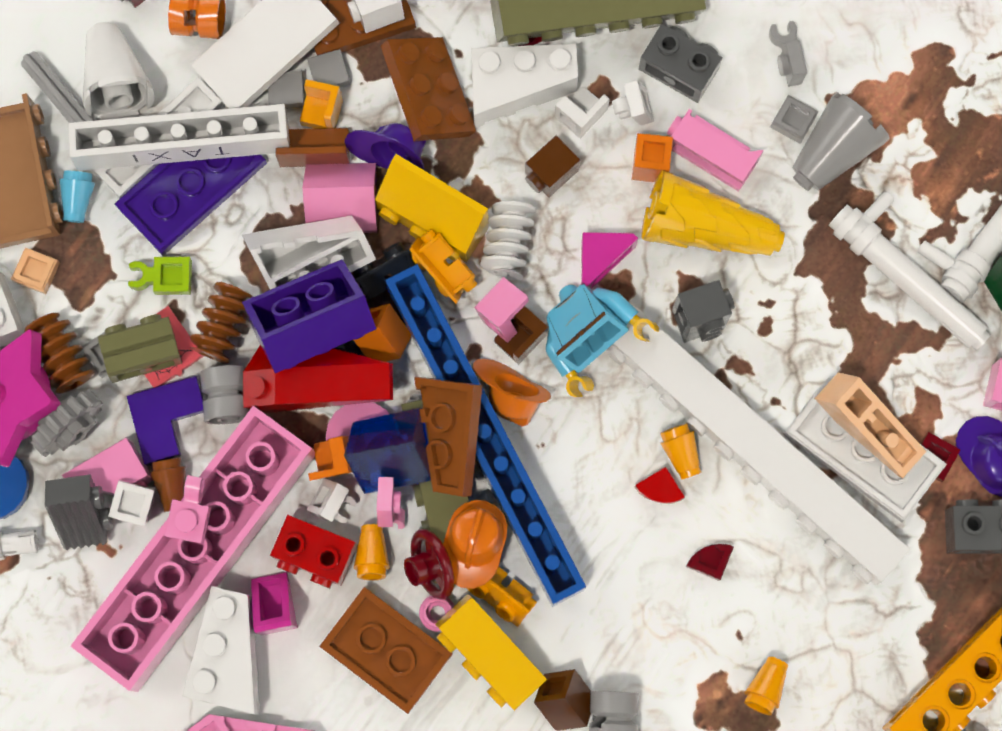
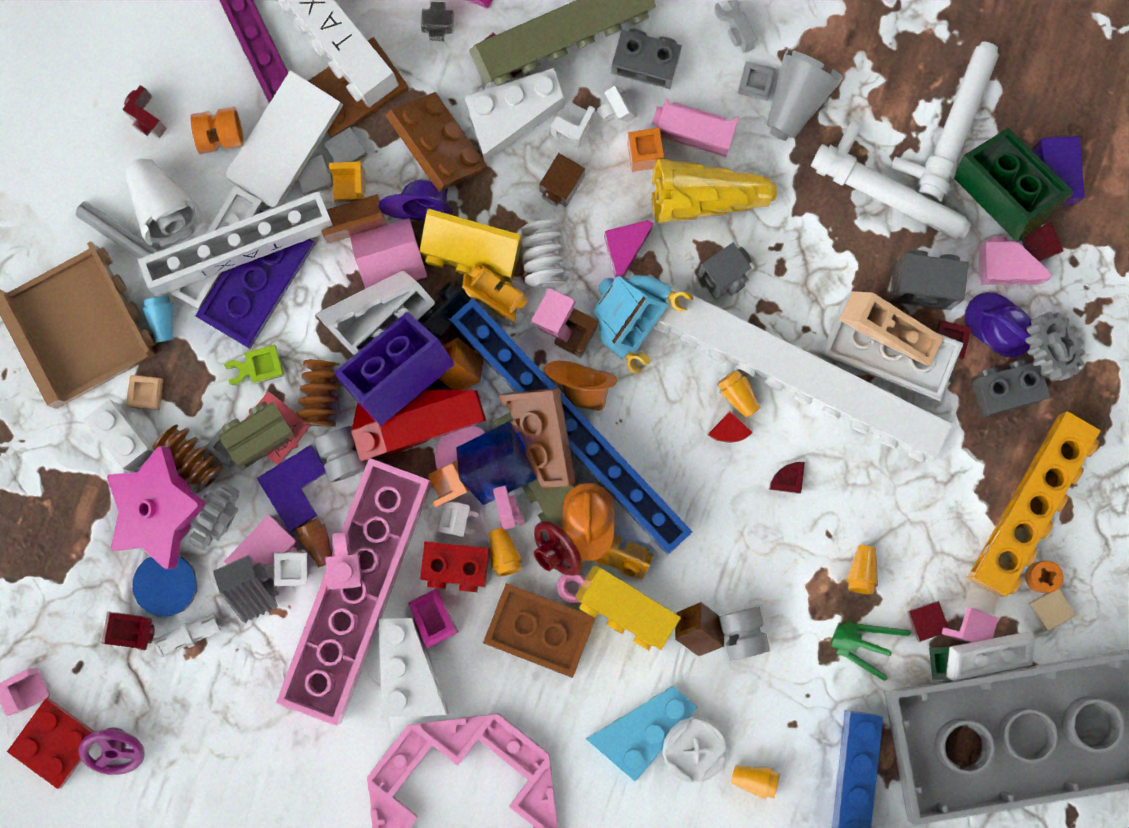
camera: 15 degrees left, 5 degrees up
(926, 383) = (929, 280): none -> dark grey brick

